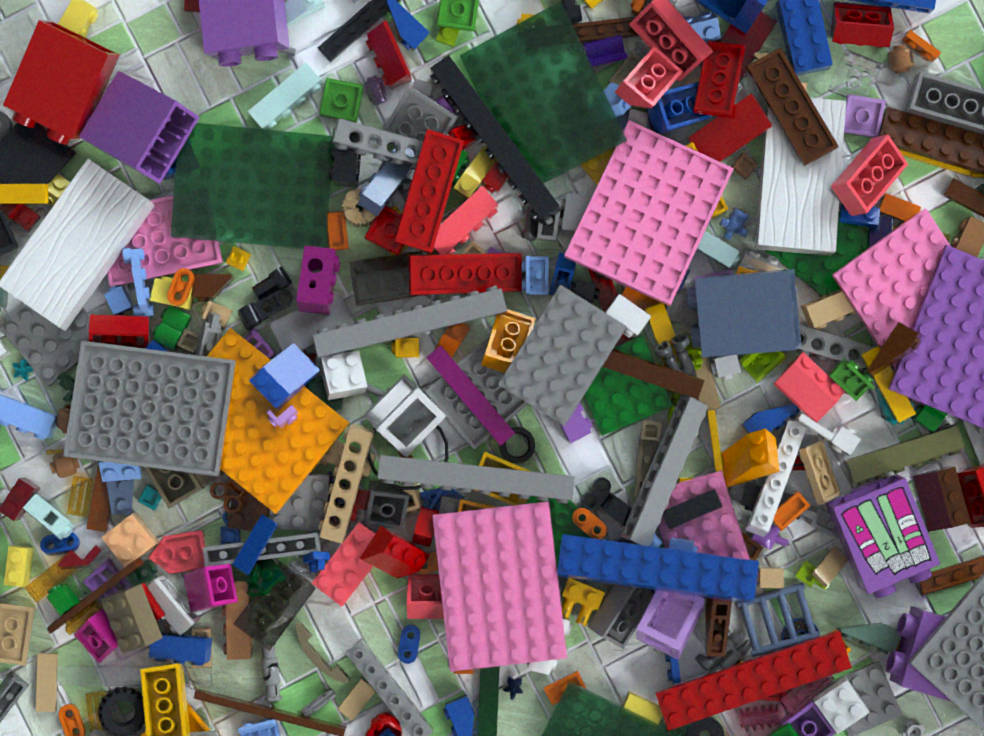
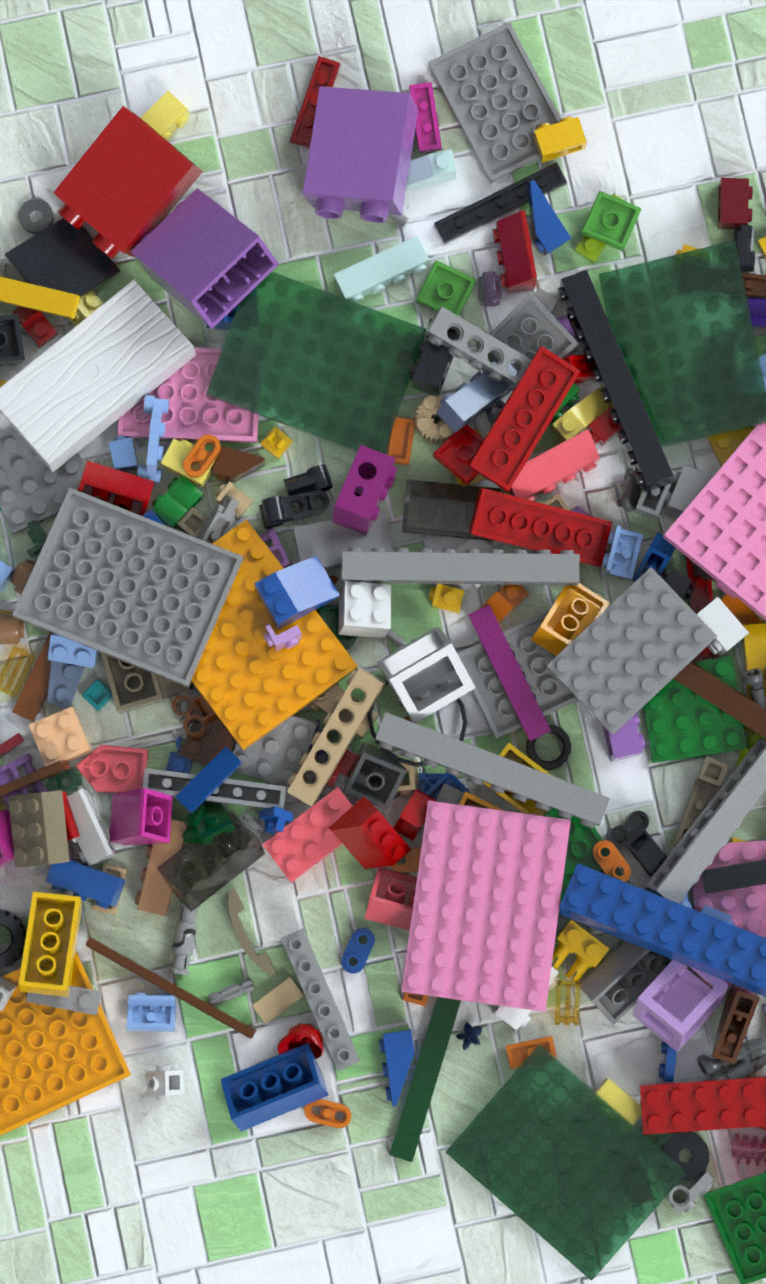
camera: 15 degrees right, 5 degrees down
(585, 653) = (566, 1019): none -> clear yellow tile

